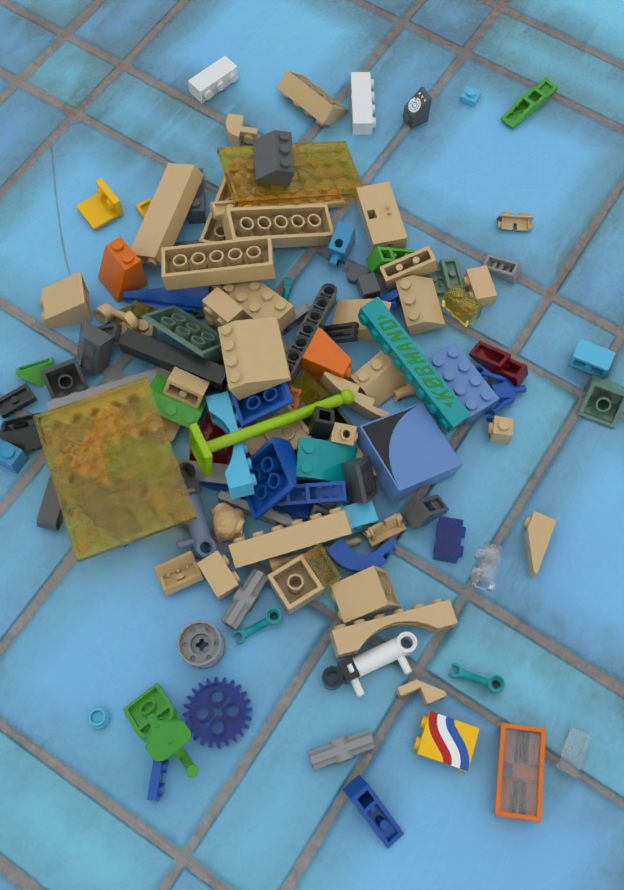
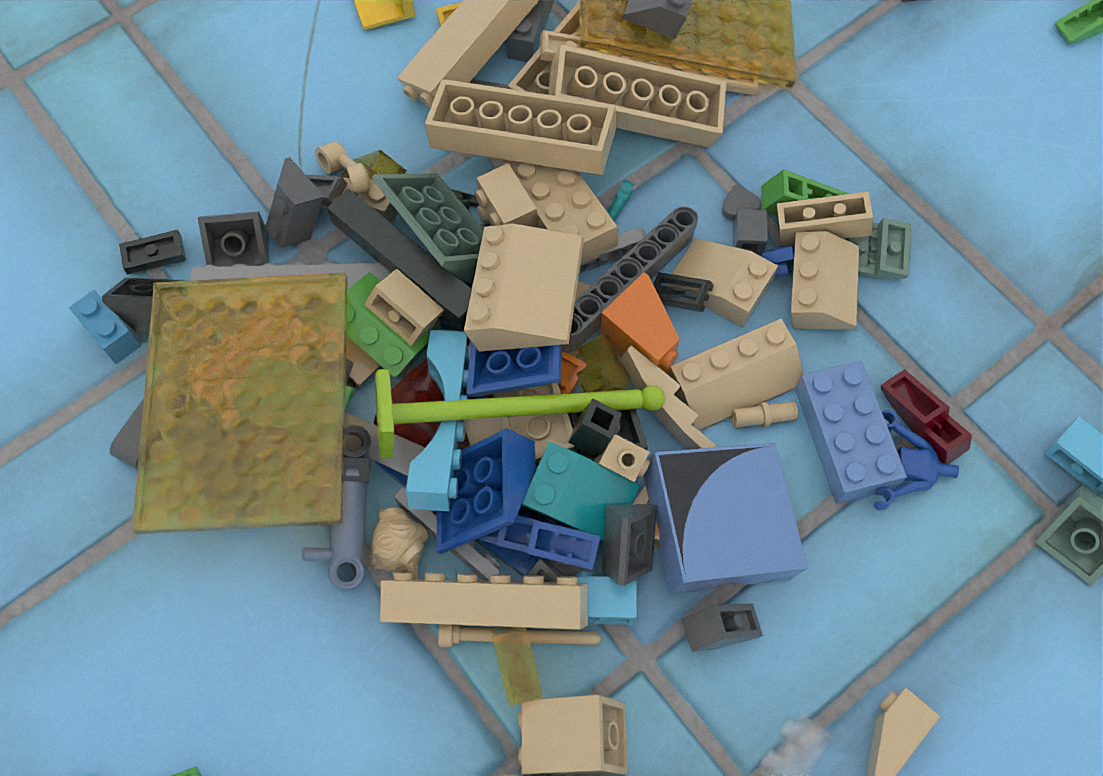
camera: 20 degrees right, 0 degrees up
(32, 373) = (187, 214): bright green slope -> none
(66, 302) = (281, 125): tan slope -> none
(121, 269) = (376, 99): orange slope -> none
(161, 298) = (417, 157): blue wedge -> none
(178, 573) = (292, 599): tan bracket -> none
(192, 636) = (262, 726): light grey wheel -> none
(219, 575) = (352, 624): tan brick -> none
(244, 599) = (379, 677): light grey piece -> none
(260, 625) = (401, 725): teal brick -> none
(295, 584) = (465, 680): tan brick -> none
(341, 244) = (729, 151): dark azure torso -> none
(352, 561) = (584, 679): blue arch -> none
(380, 216) = (807, 125): tan brick -> none
(384, 530) = (644, 636): tan hinge -> none
(413, 365) = (779, 379): teal brick -> none
(448, 539) = (744, 688): clear blue brick -> none
(461, 305) = (893, 303): clear yellow brick -> none
(480, 285) = (933, 282): tan brick -> none
(500, 430) = (892, 529): tan brick -> none
(506, 275) = (983, 275): light grey slope -> none
(522, 221) = (1038, 194): tan hinge -> none

